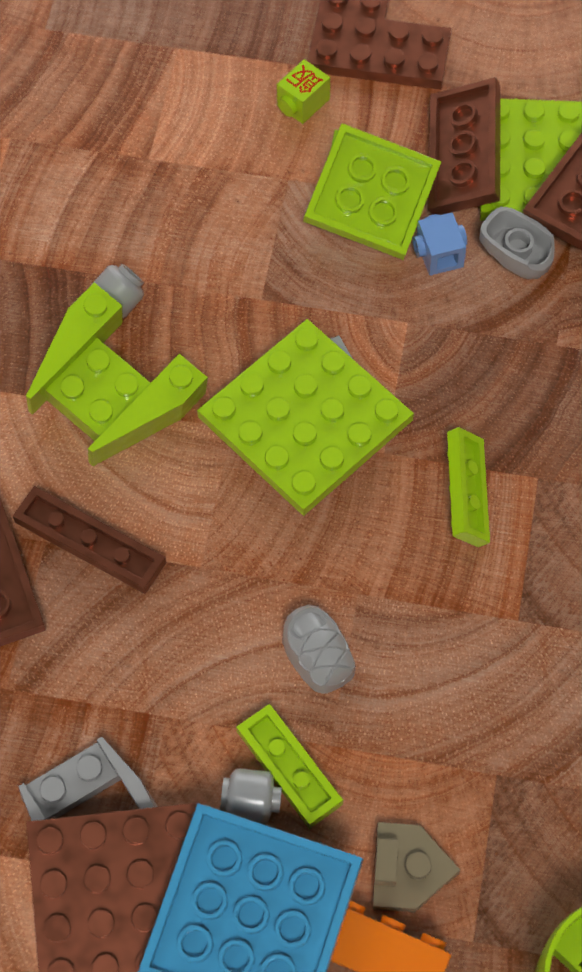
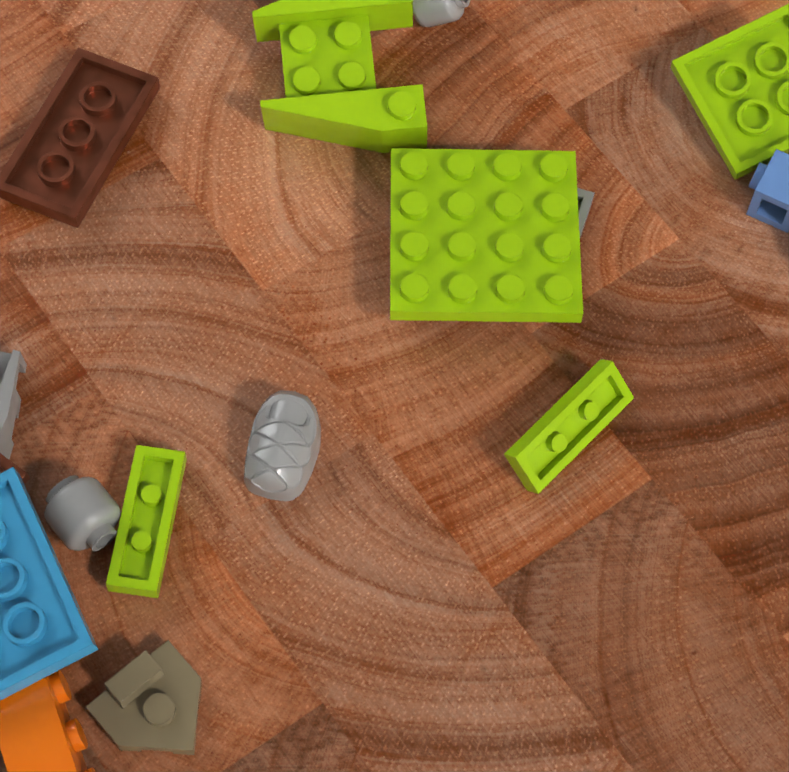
camera: 40 degrees right, 0 degrees up
(89, 539) = (191, 185): copper plate -> none

